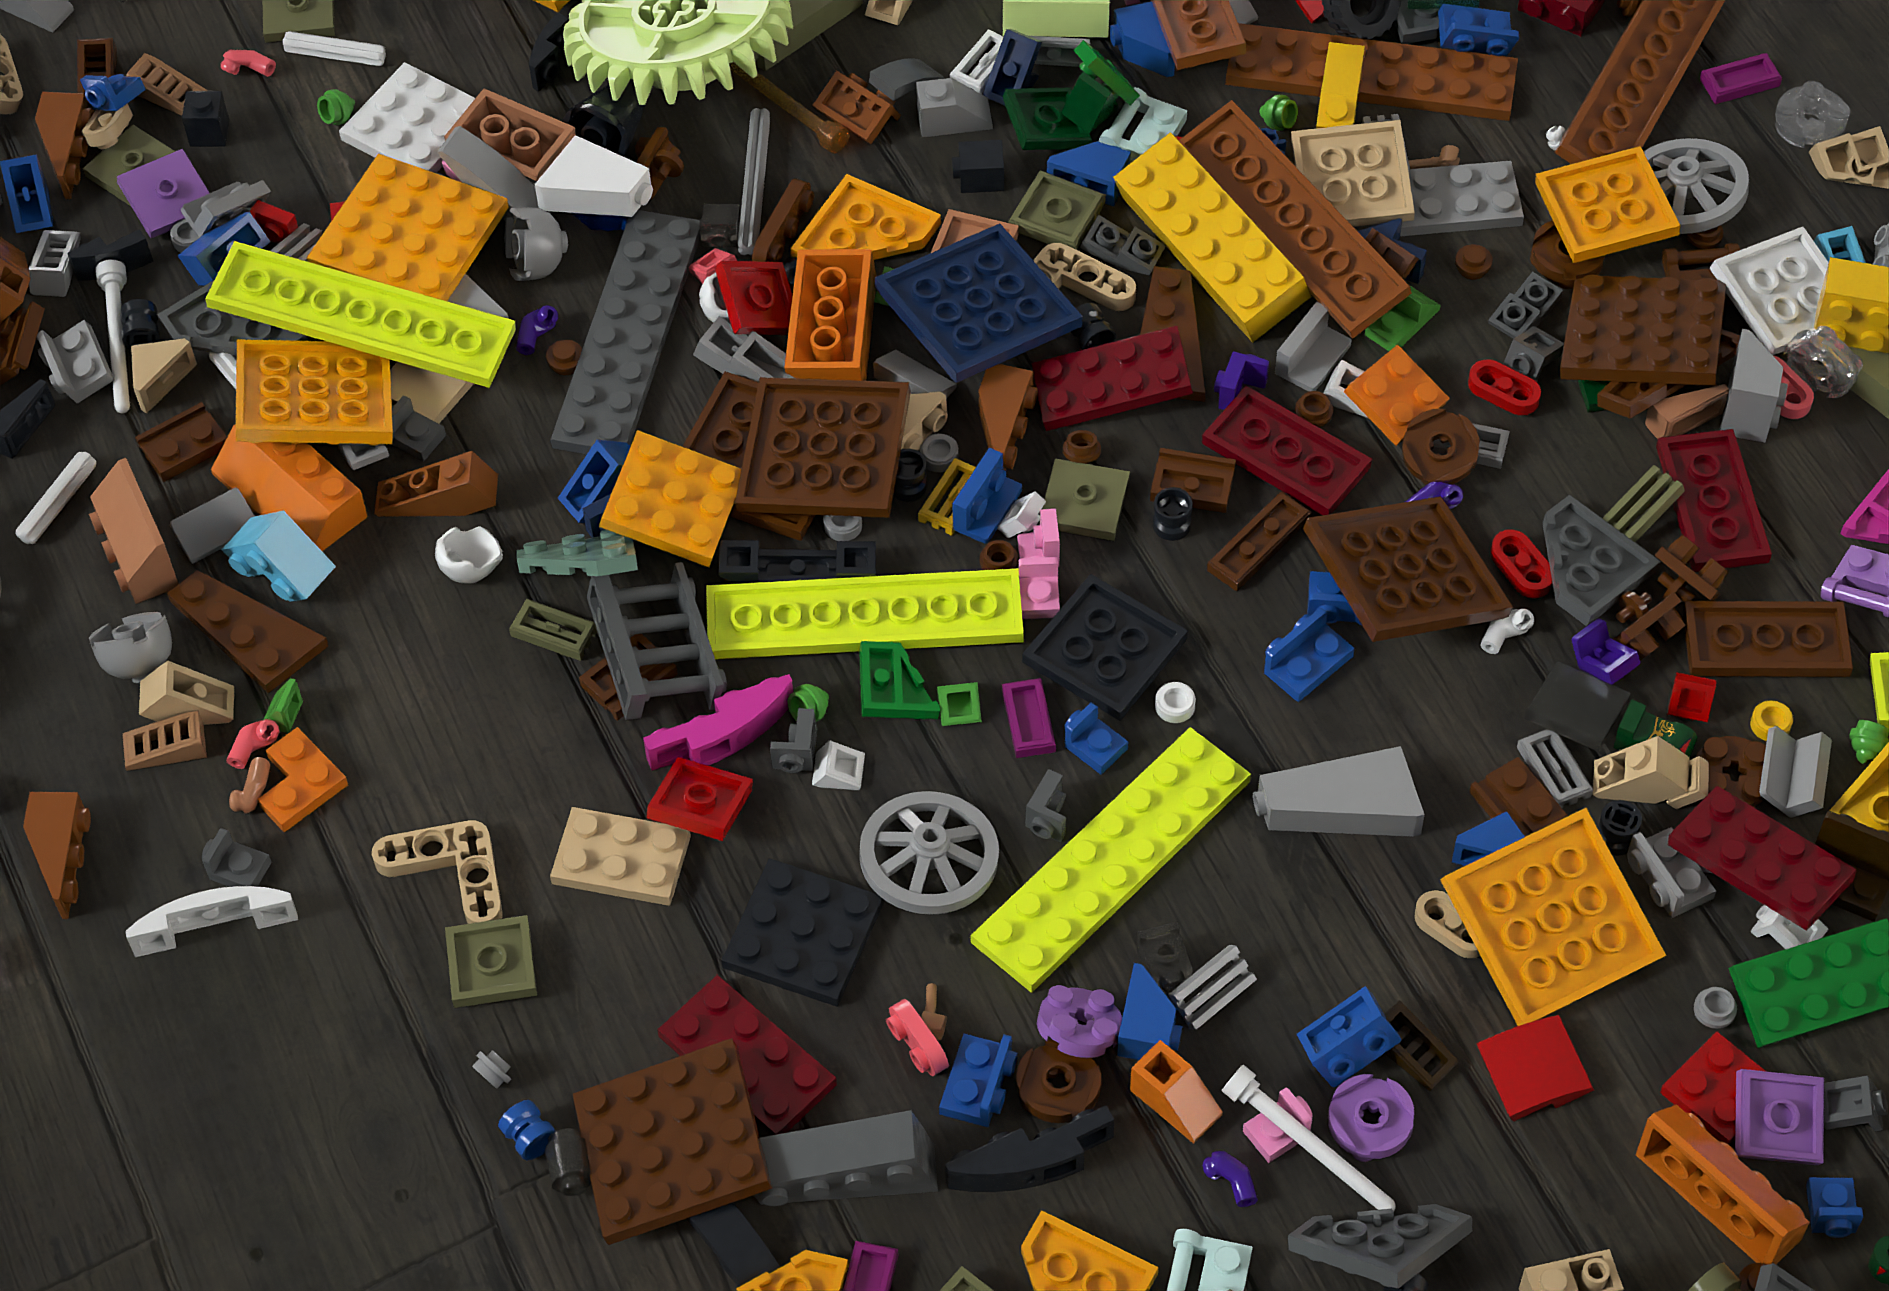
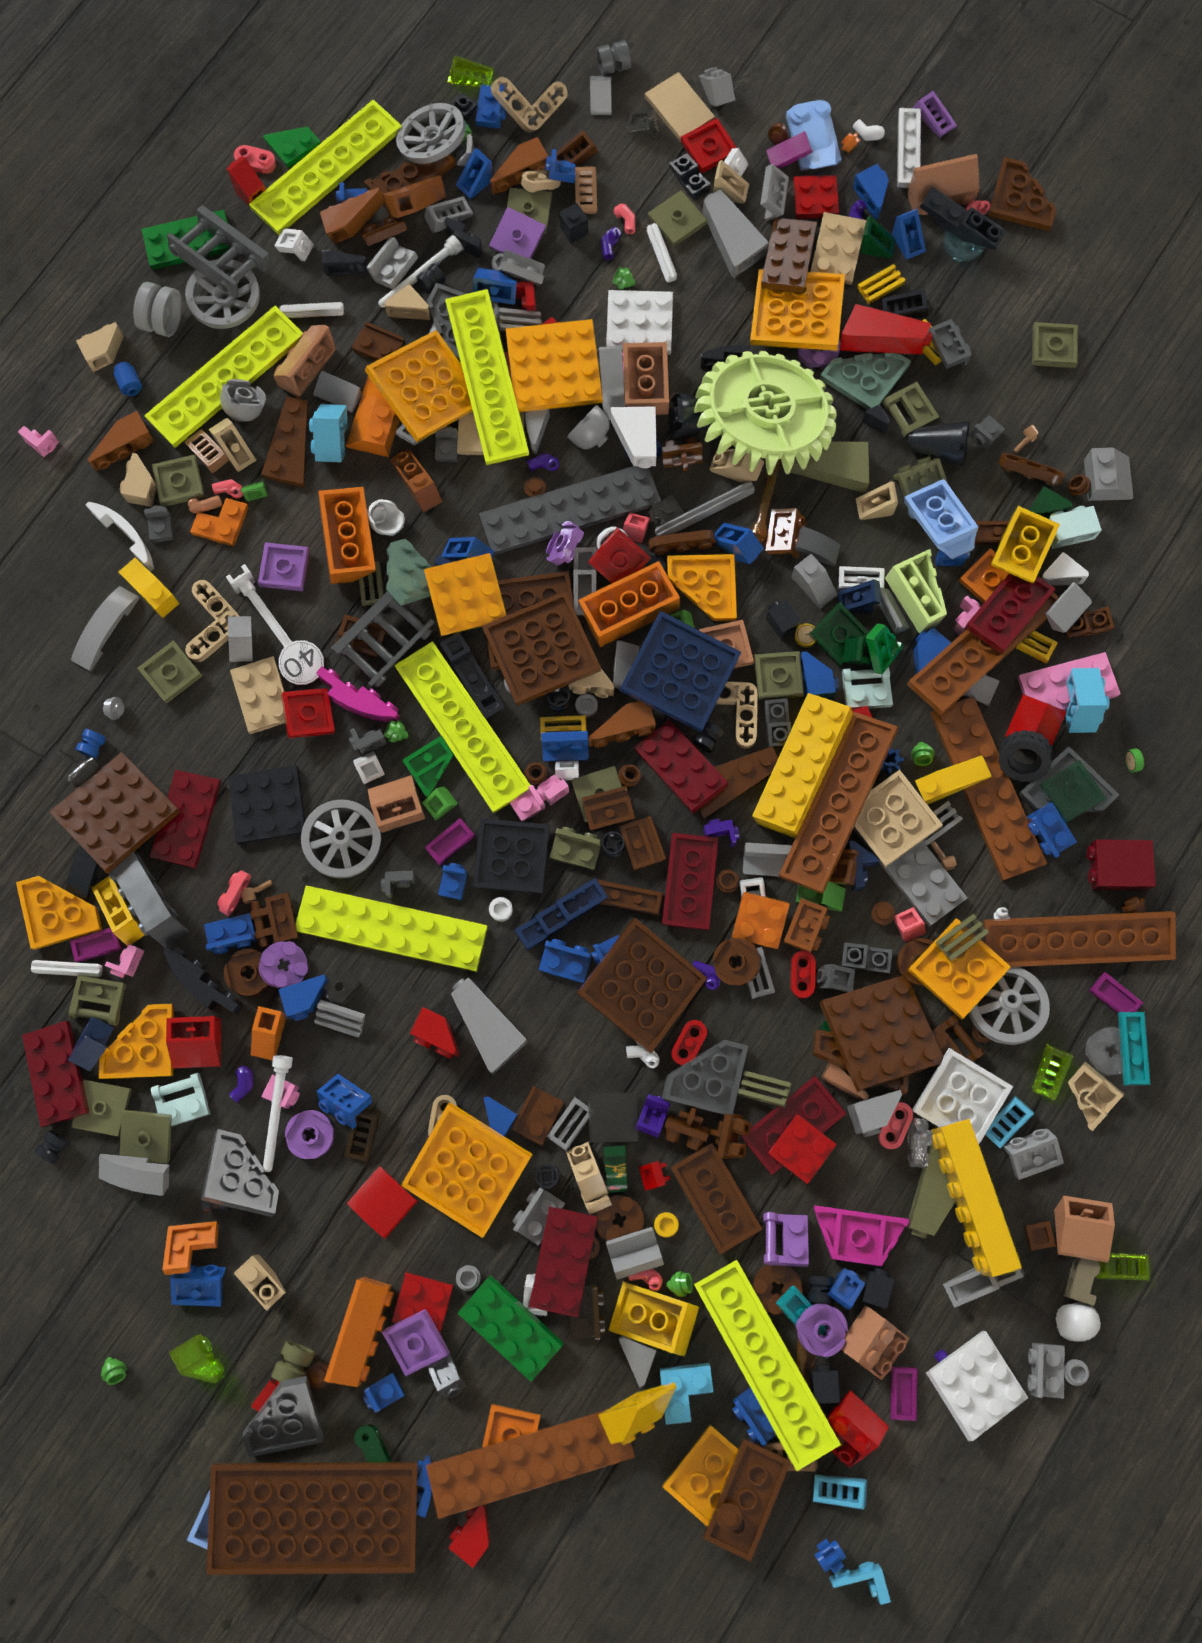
camera: 60 degrees right, 20 degrees up
(66, 685) = (242, 359): none -> neon yellow plate
(146, 853) = (138, 484): none -> tan slope
(184, 801) = (178, 480): none -> olive plate
(264, 99) = (609, 241): none -> dark purple arm
(327, 924) = (149, 587): none -> yellow slope
(346, 1027) = (101, 626): none -> light grey slope
(438, 725) = (283, 566): none -> medium lavender plate
(456, 612) = (346, 534): none -> orange slope
(514, 832) = (240, 639): none -> light grey slope
(601, 776) = (298, 659): none -> white piece
(698, 352) = (562, 544): none -> medium lavender plate
(717, 113) = (740, 472): none -> tan slope
(831, 158) = (739, 542): none -> blue slope
(836, 1217) = (116, 911): none -> yellow slope
(925, 748) = (395, 804): none -> nougat slope
(930, 1244) = (128, 962): none -> bright pink bracket
(999, 993) = (281, 918): none -> reddish brown plate
(1019, 161) = (802, 637): none -> tile
(1117, 488) = (608, 808): none -> reddish brown plate
(1126, 1200) = (194, 1041): none -> red slope
(1146, 562) = (576, 848): none -> olive bracket
(1234, 627) = (561, 914): none -> dark blue slope
(1320, 855) = (435, 1031): none -> red slope
(1439, 344) = (807, 925): none -> dark orange bracket
(1508, 240) = (910, 924): none -> coral slope
(1565, 154) = (977, 926): none -> olive tile
(1755, 498) = (801, 1149): none -> red plate
(1803, 173) = (1043, 1069): none -> clear neon green slope
(1824, 84) = (1134, 1048): none -> teal tile
(1841, 774) = (650, 1277): none -> coral arm

